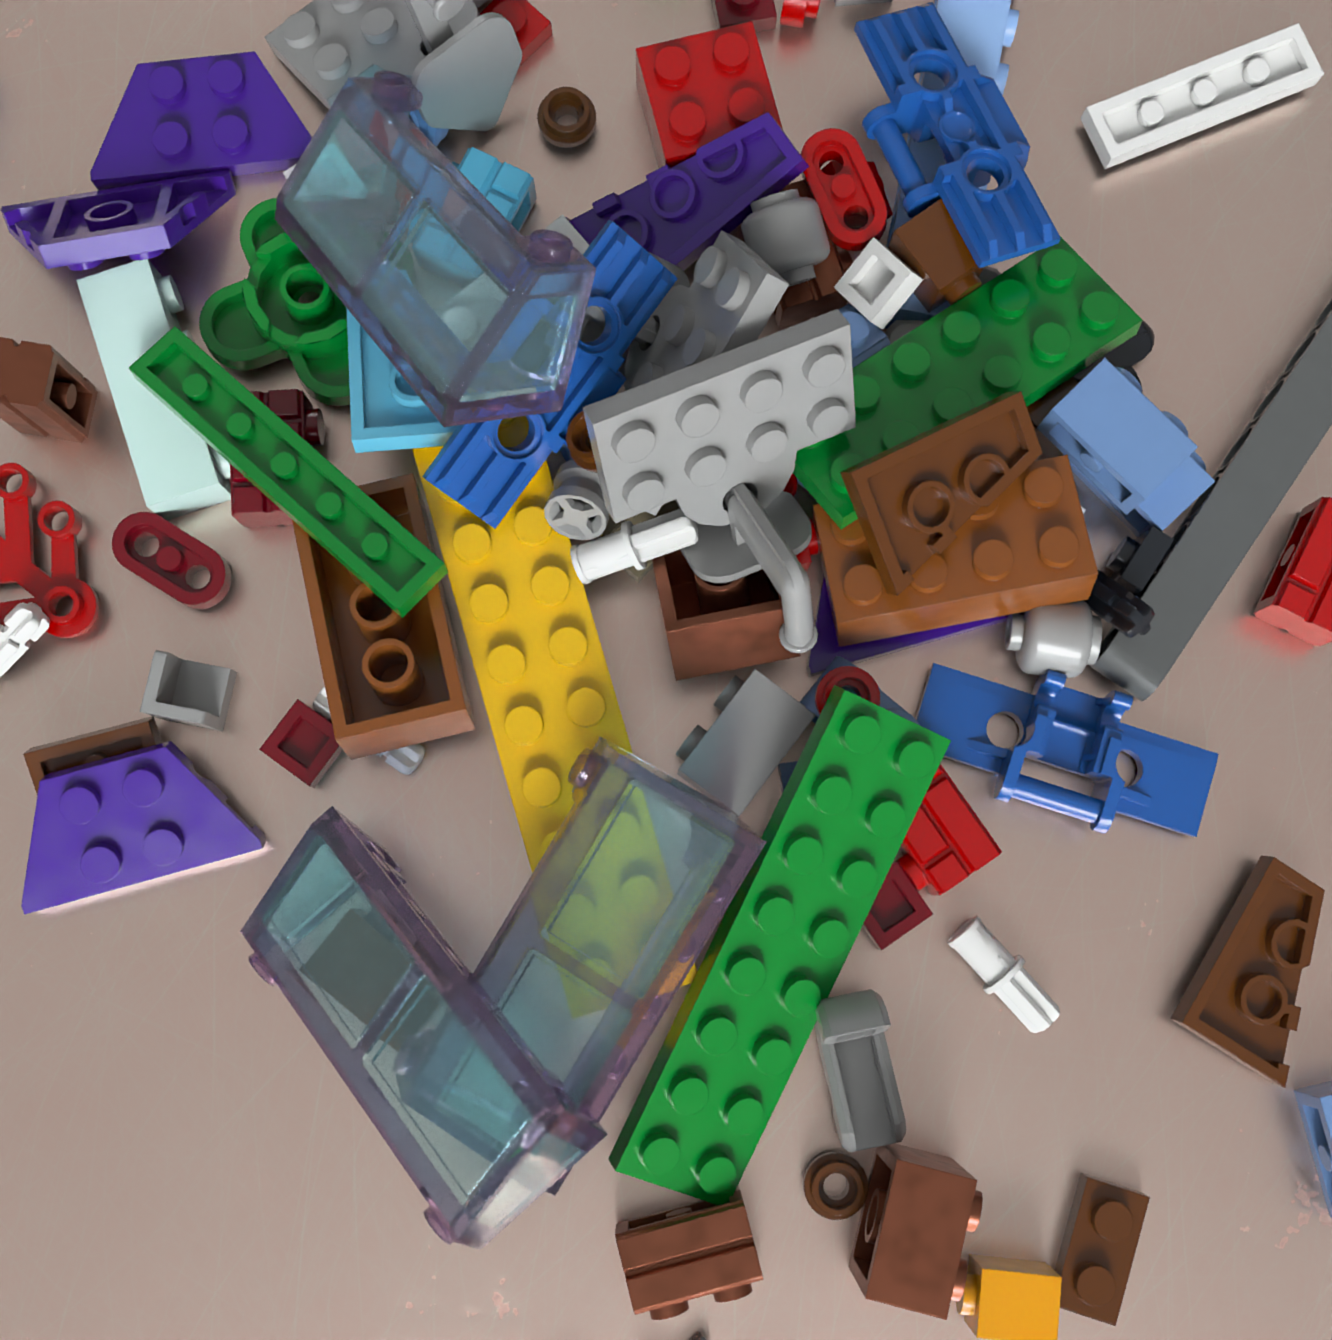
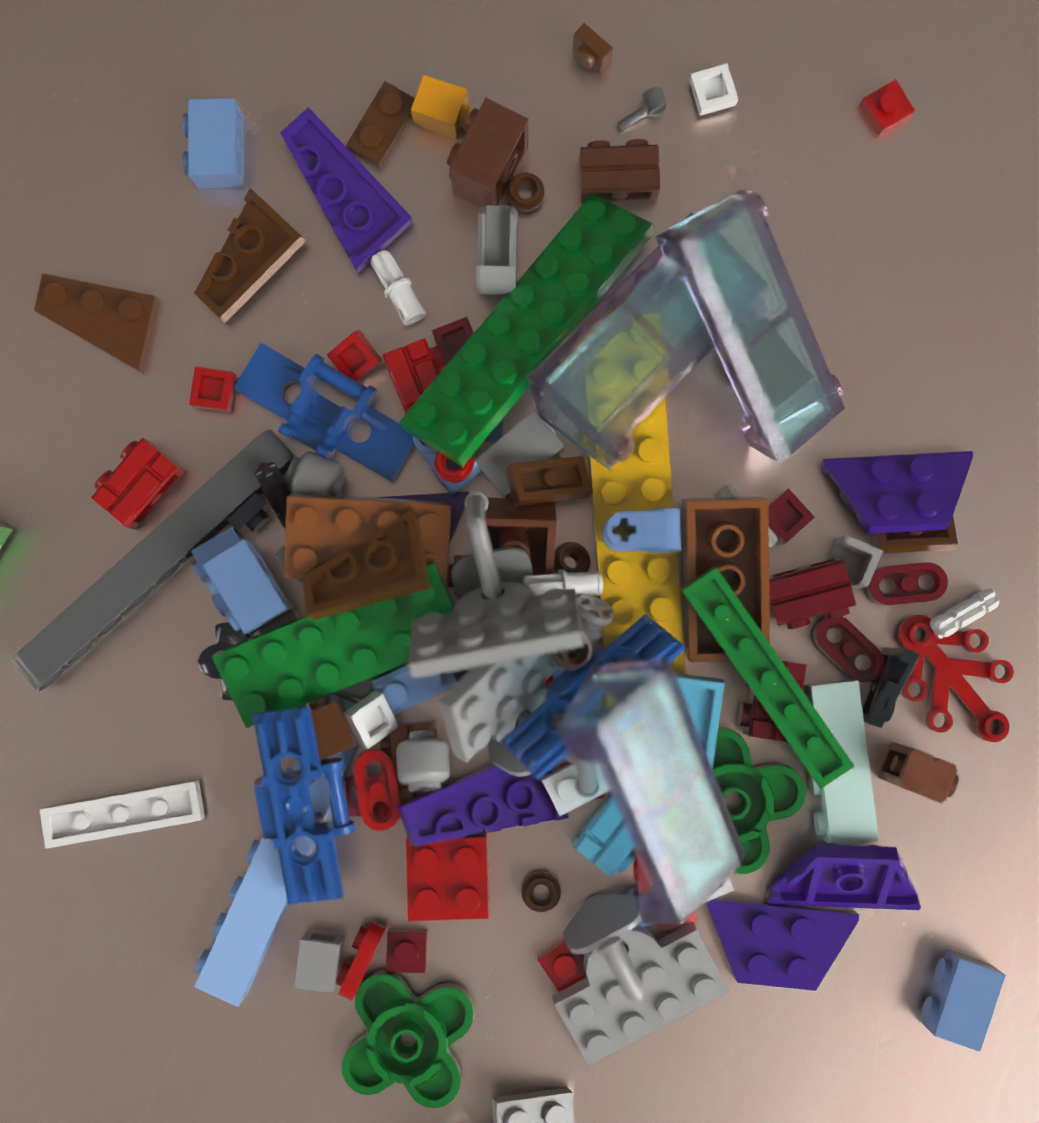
camera: 160 degrees left, 5 degrees up
(99, 506) = (885, 690): none -> black wing
(99, 677) = (905, 583): none -> dark red plate
(244, 628) = (811, 592): none -> dark red brick
(511, 652) = (650, 531): none -> medium blue piece
(614, 614) = (575, 551): none -> reddish brown plate
(691, 704) = (548, 481): none -> reddish brown plate
(1043, 845) = (355, 356): none -> red plate
(1112, 1104) = (351, 197): none -> dark purple wing
(1250, 744) = (212, 389): none -> red plate

